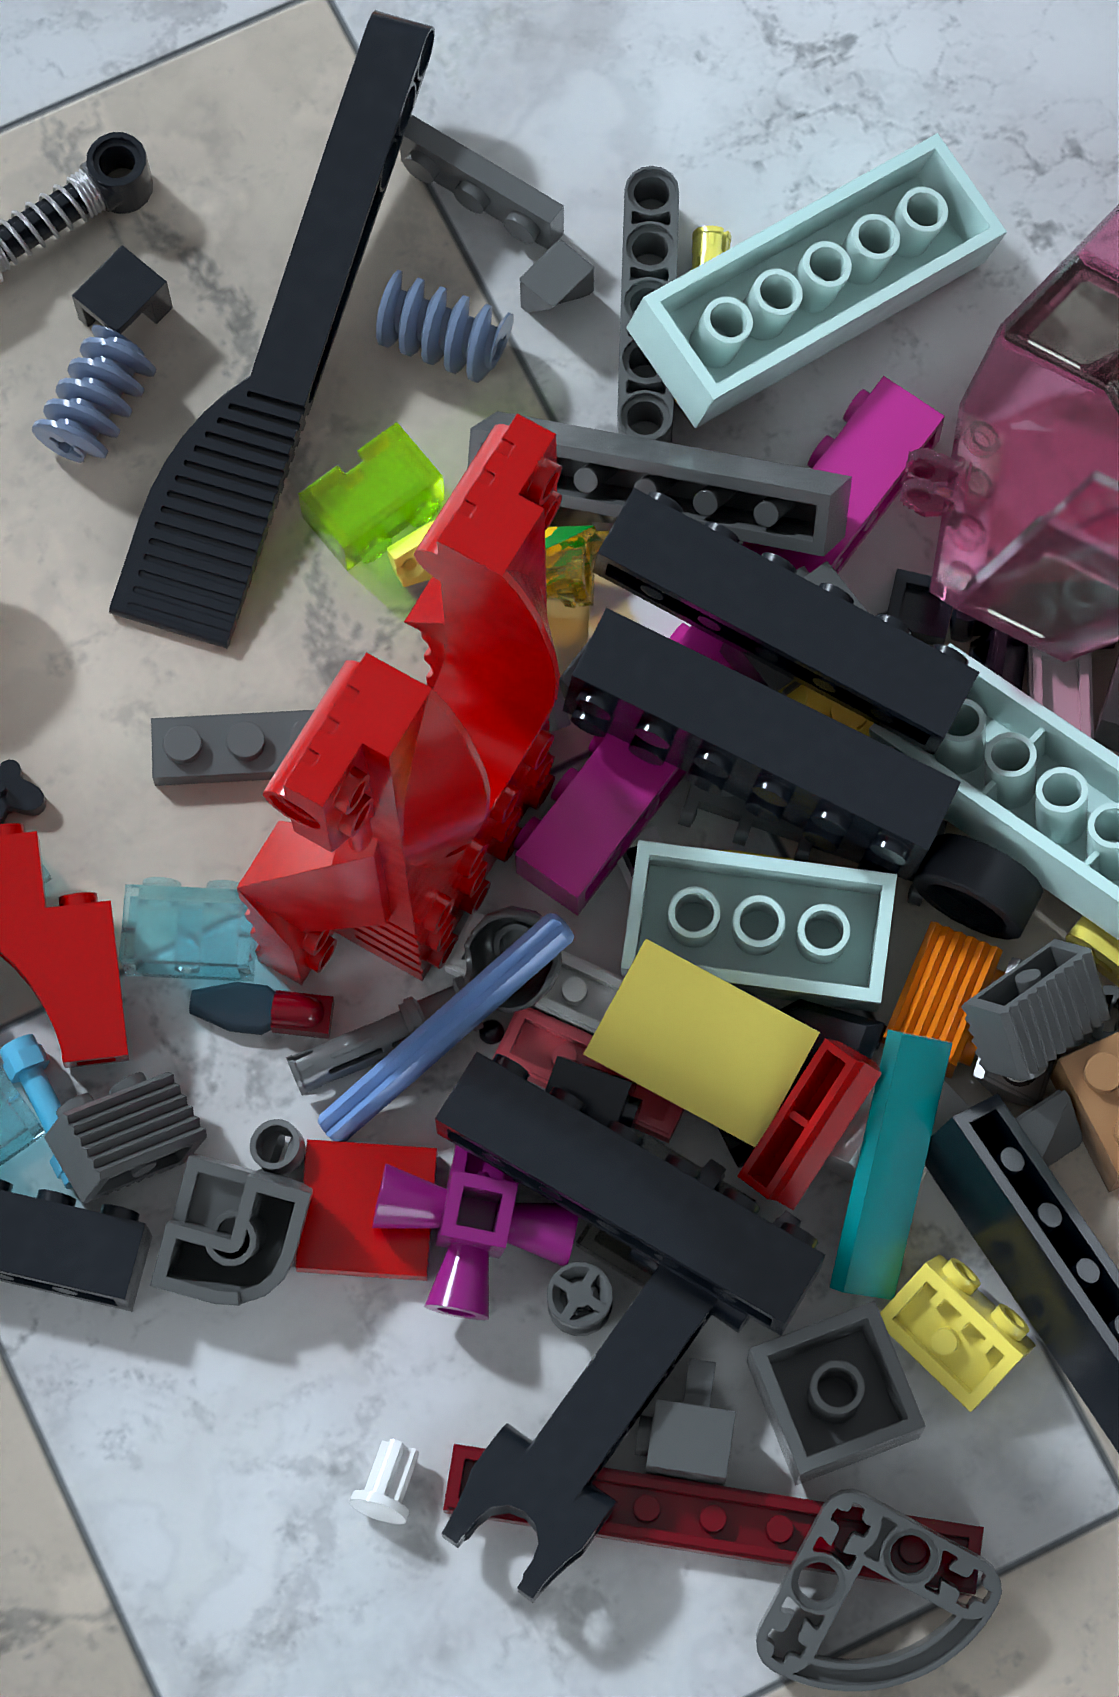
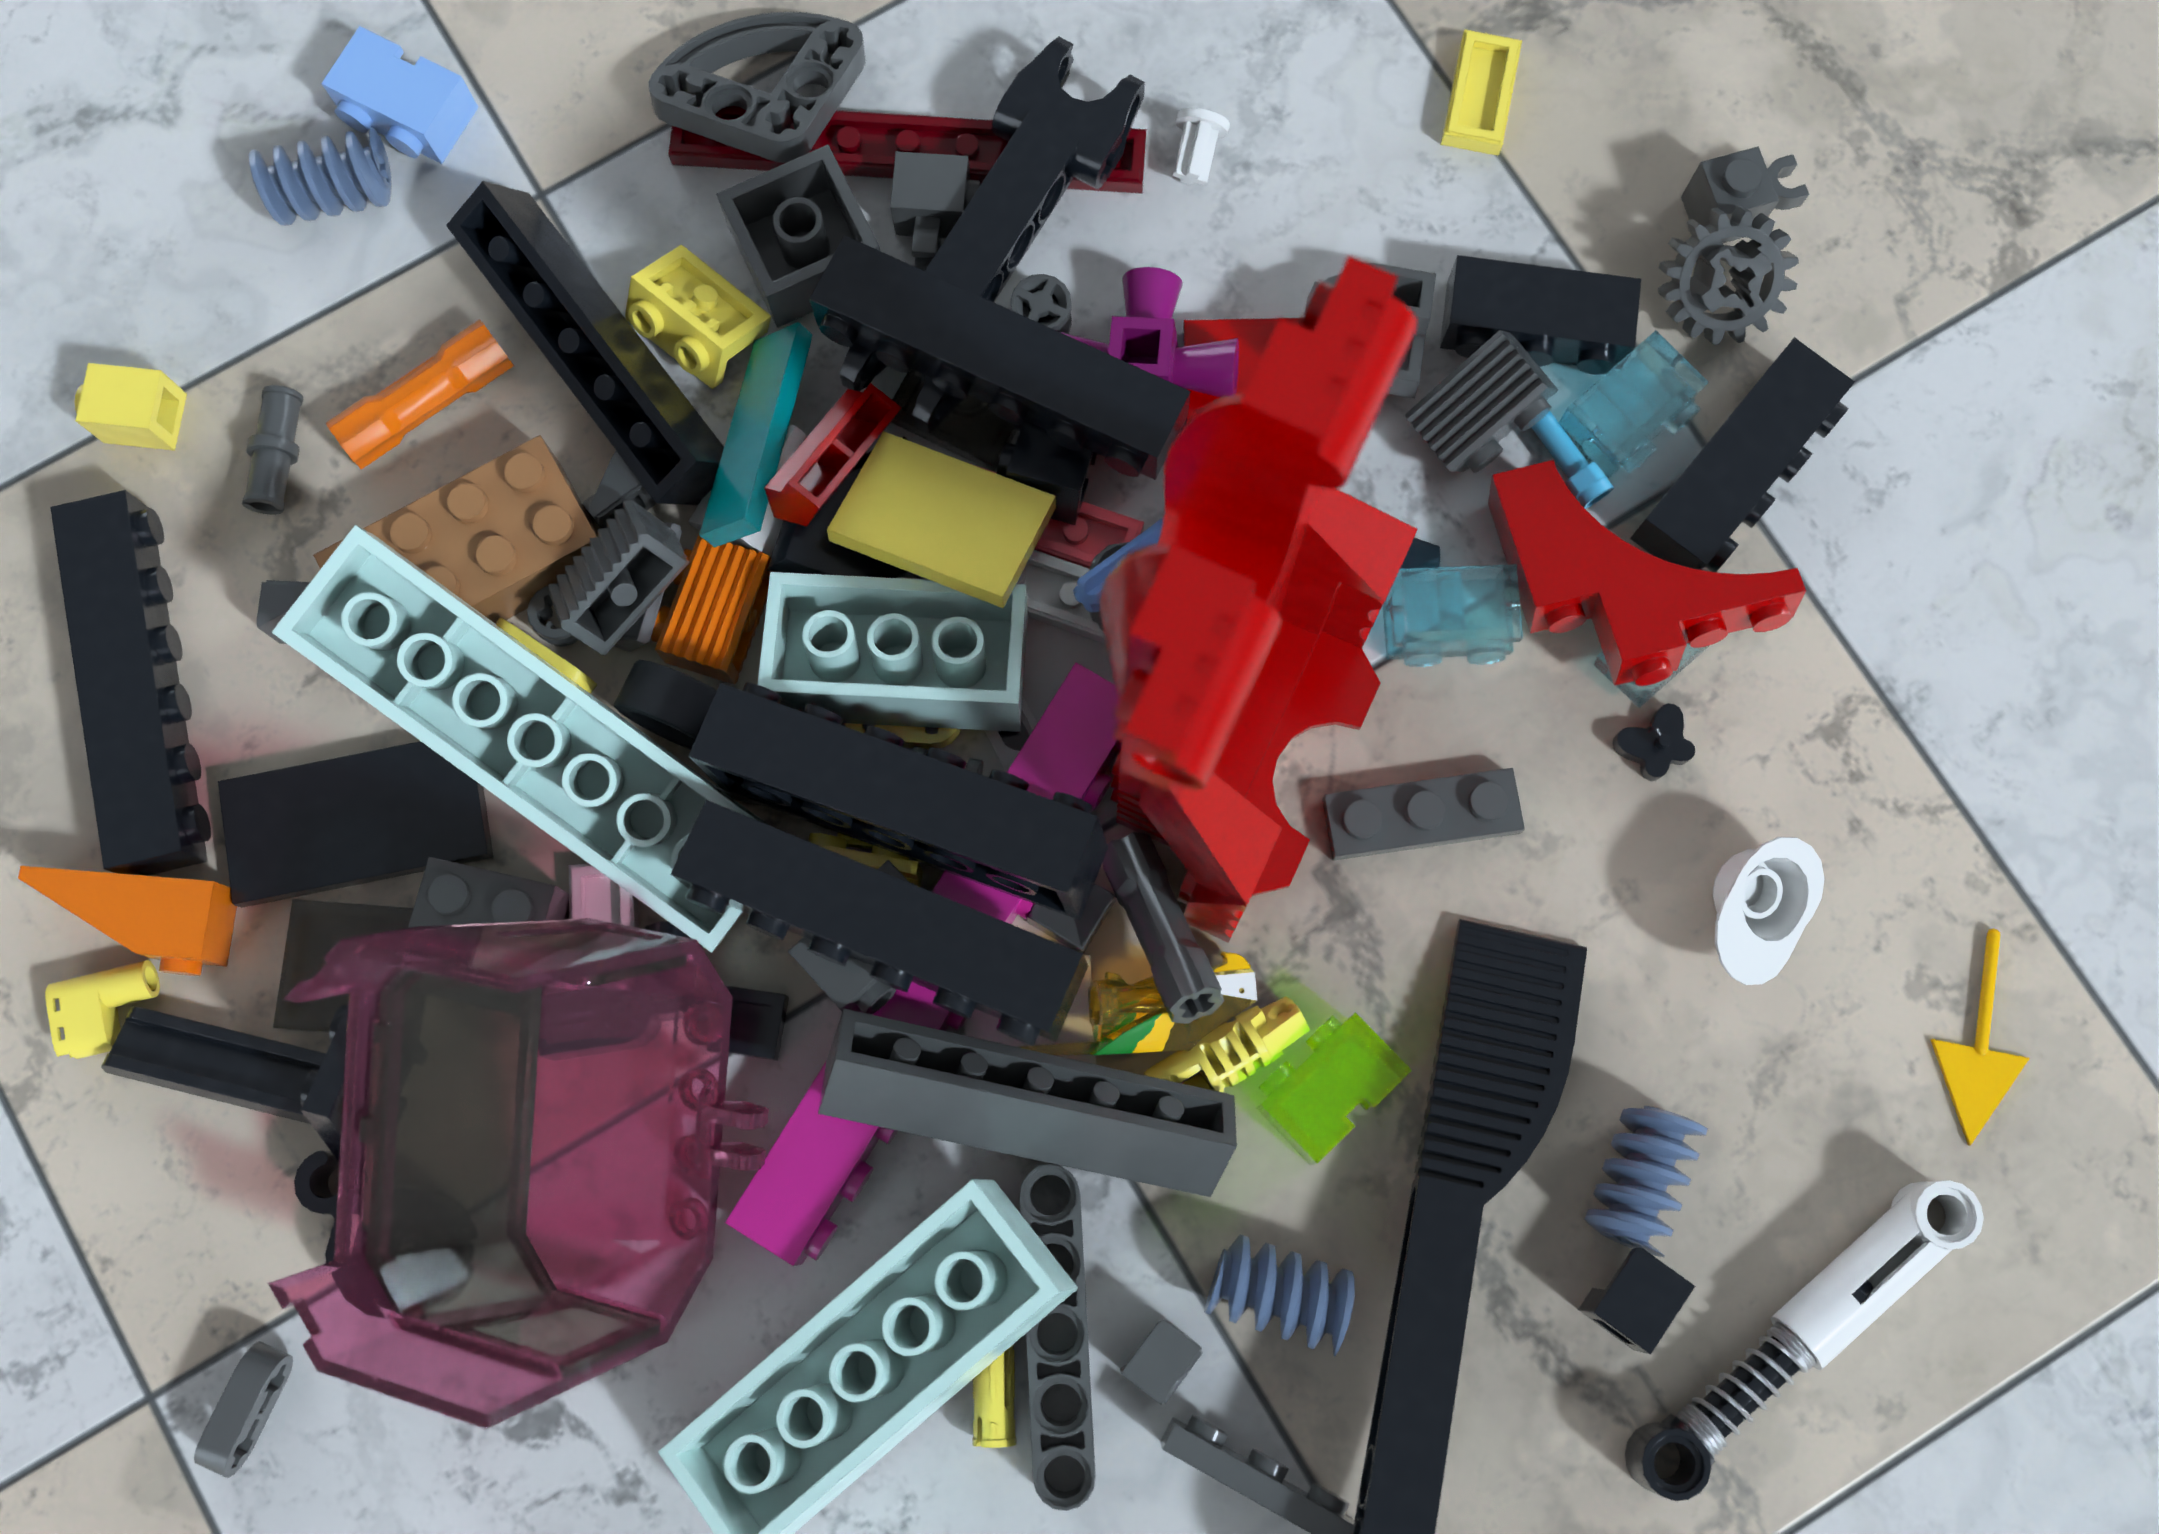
camera: 175 degrees right, 5 degrees up
(58, 1529) = (1481, 92): none -> light yellow tile

